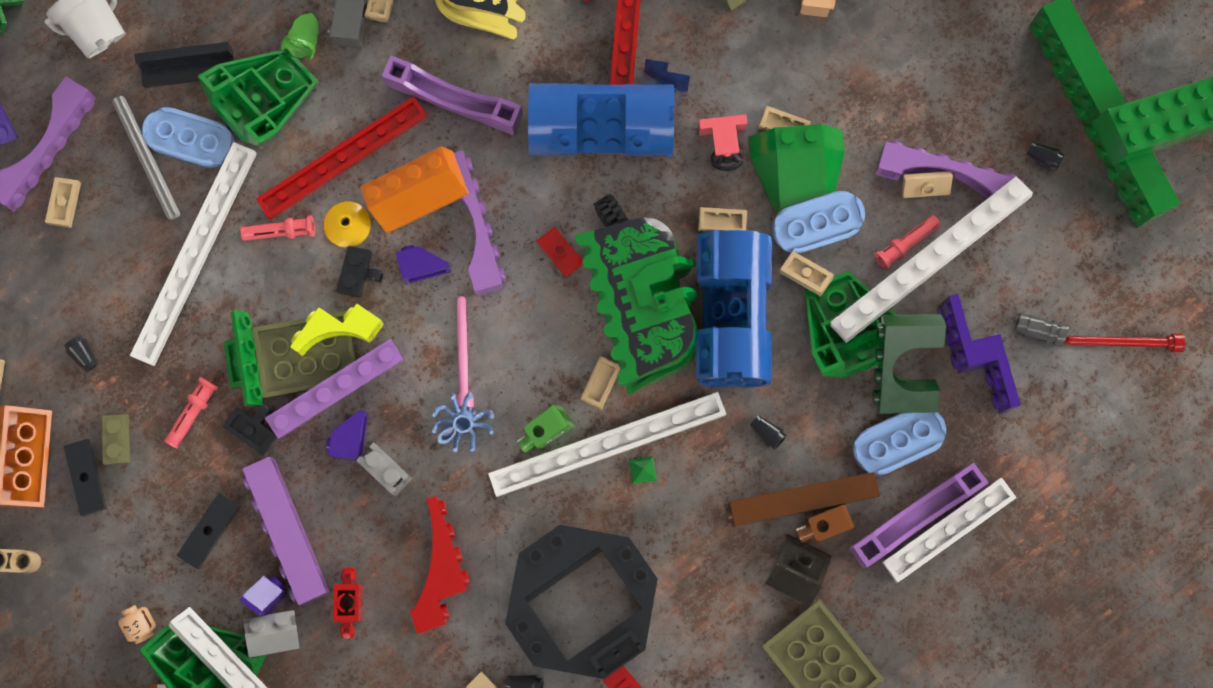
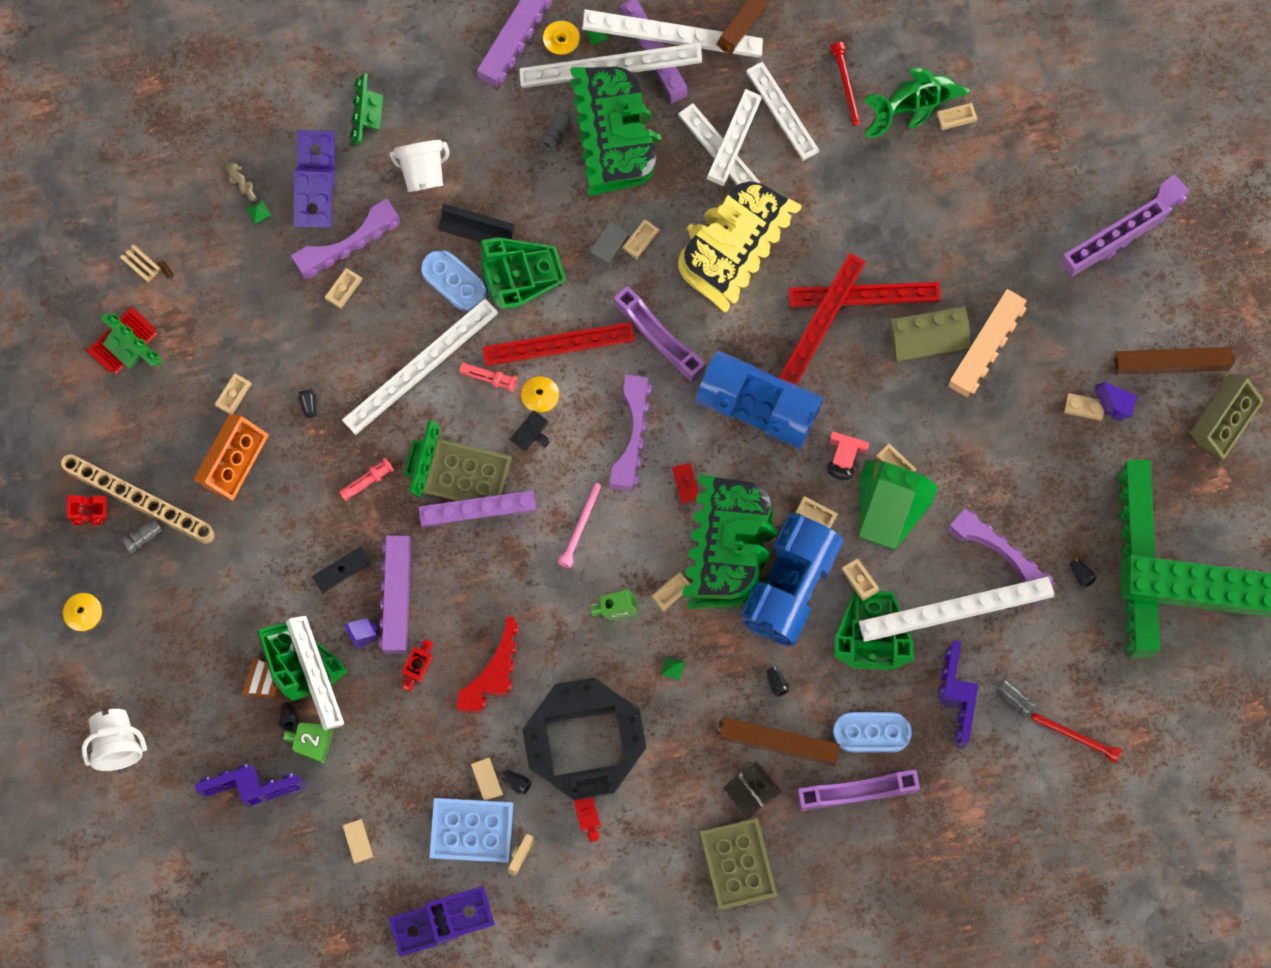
camera: 25 degrees right, 5 degrees down
(82, 462) = (273, 481): black tile -> none
(115, 439) = (305, 475): olive plate -> none
(136, 624) = (262, 612): light nougat head -> none
(146, 158) = (416, 267): light grey axle -> none
(251, 429) = (404, 511): black plate -> none
(271, 633) = (354, 661): light grey brick -> none
(302, 37) = (569, 243): bright green piece -> none
(321, 325) = (489, 459): neon yellow arch -> none
(348, 438) = (470, 549): dark purple slope -> none
(384, 469) = (486, 582): light grey brick -> none
(415, 189) = (600, 391): orange slope -> none
(419, 264) = (579, 447): dark purple slope -> none
(461, 421) = (557, 573): medium blue animal -> none
(607, 444) = (655, 637): white plate -> none
(609, 211) = (735, 468): black tyre -> none
(659, 71) = (821, 384): clear blue slope -> none
(818, 222) = (887, 545): light blue tile -> none
(838, 522) = (797, 767): dark orange torso -> none
(897, 336) = (901, 651): dark green arch -> none
(899, 247) = (939, 591): coral pin -> none
(927, 184) = (981, 554): tan plate -> none
(948, 530) = (877, 812): white plate -> none

